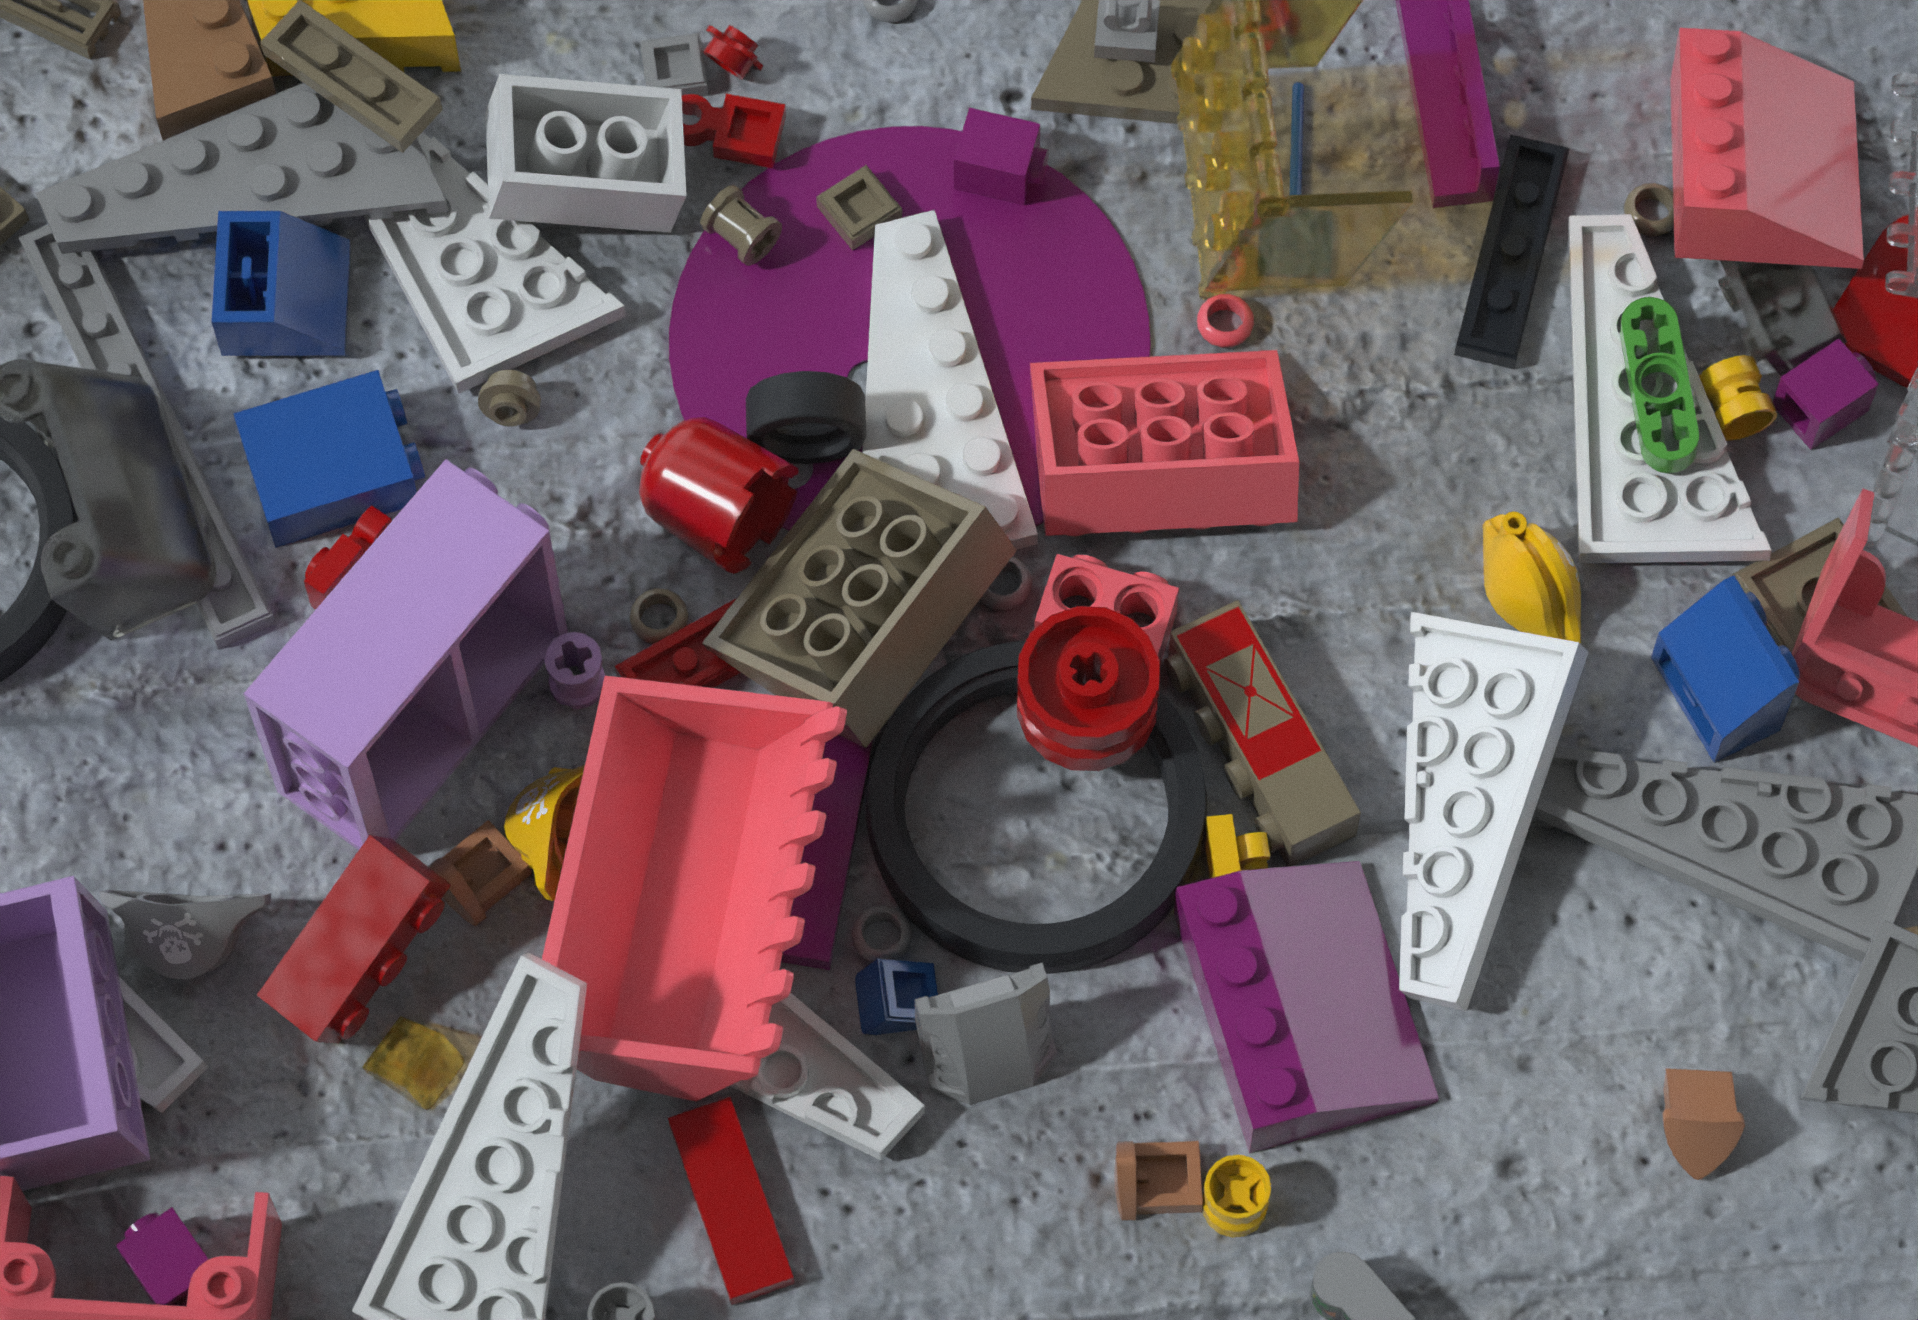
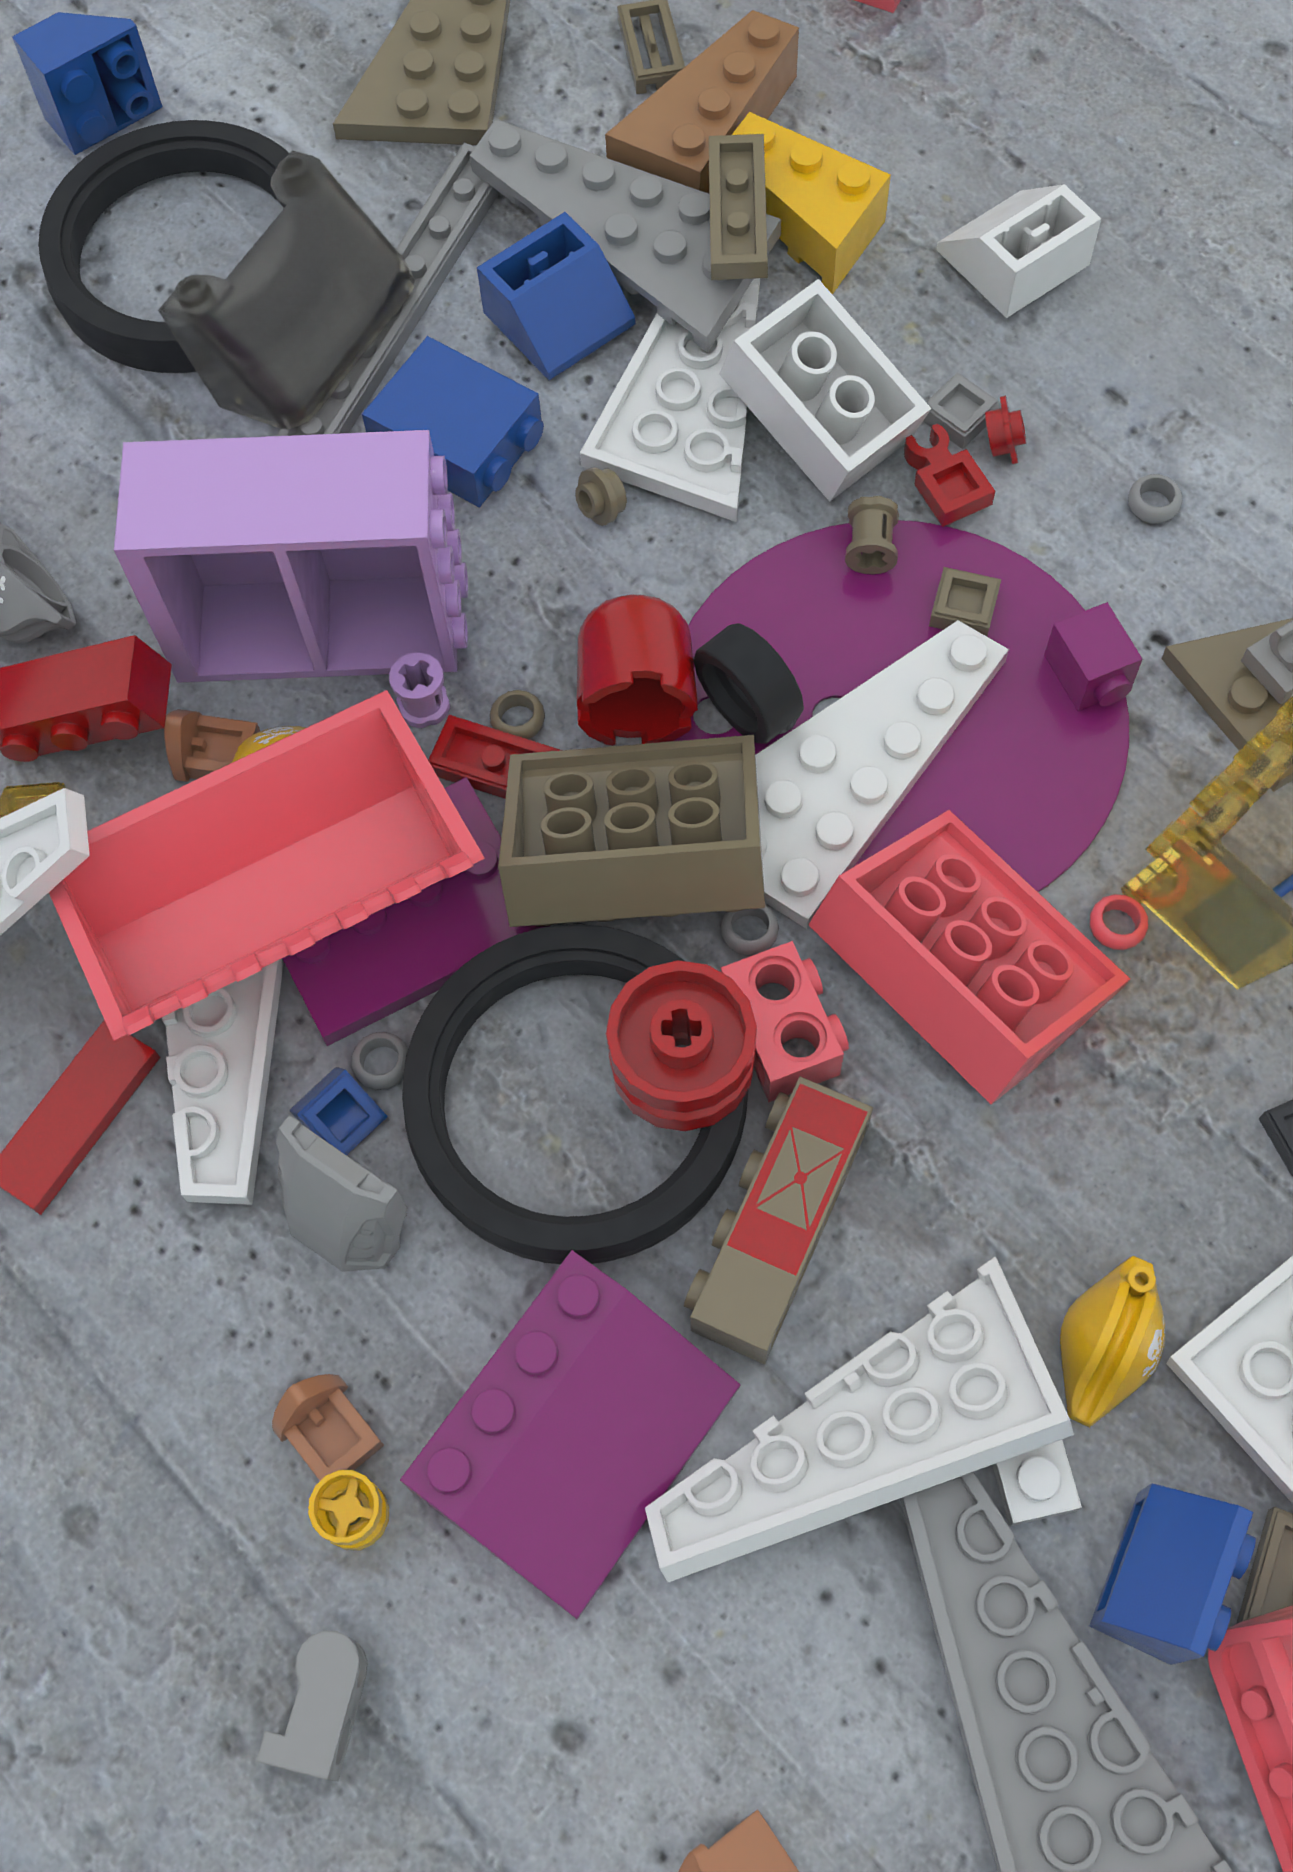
camera: 55 degrees right, 0 degrees up
(1230, 853) = (652, 1273): yellow tile -> none
(1595, 716) = (1037, 1485): none -> white plate

